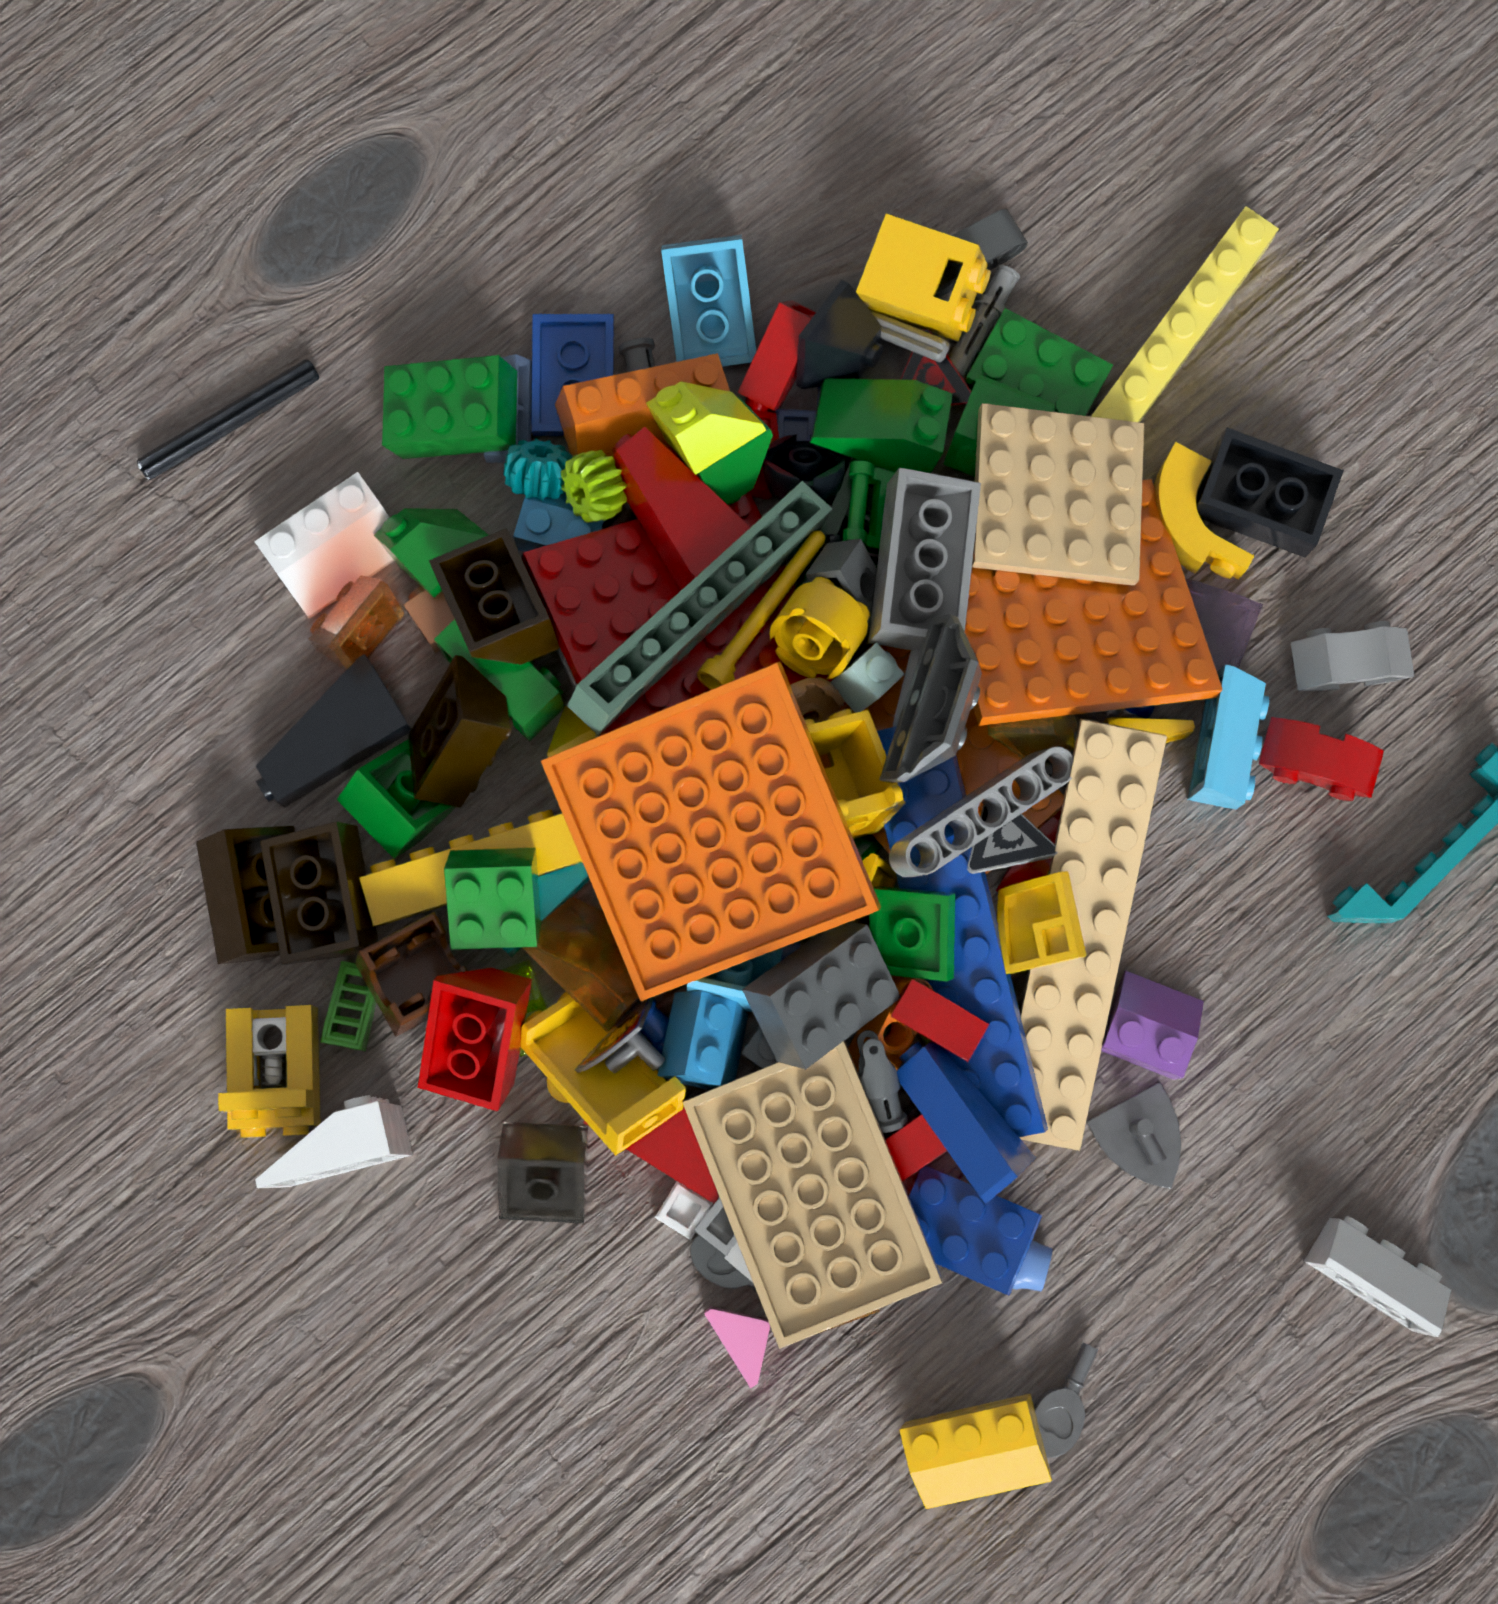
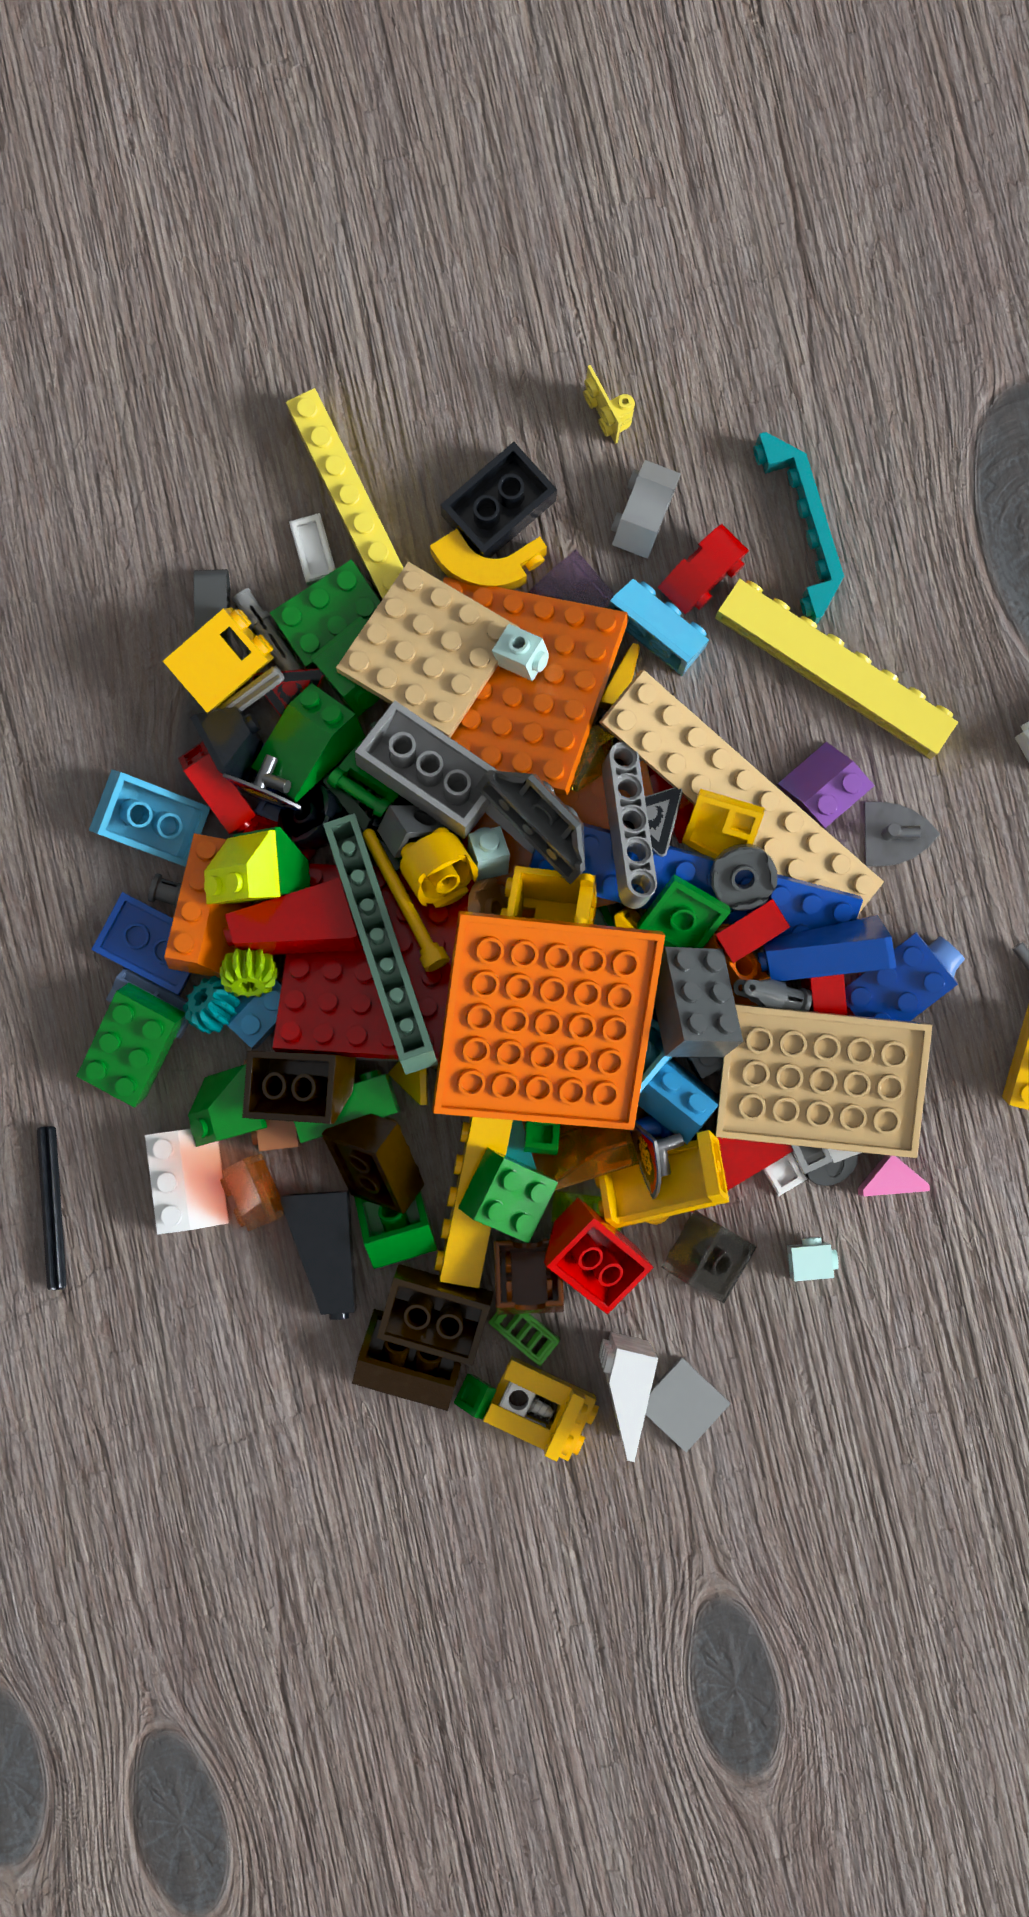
camera: 60 degrees left, 5 degrees up
(250, 987) = (475, 1396): none -> green plate
(359, 1232) = (684, 1404): none -> light grey tile
(579, 906) = (541, 1138): none -> green plate
(600, 1294) = (811, 1260): none -> light aqua brick
(817, 395) = (266, 779): none -> flat silver shield
(1013, 959) = (740, 858): none -> dark grey tile
(1104, 321) = (312, 547): none -> white tile
(1111, 593) = (521, 652): none -> light aqua brick
(1293, 968) = (836, 669): none -> light yellow brick
(1441, 566) = (615, 413): none -> light yellow hinge

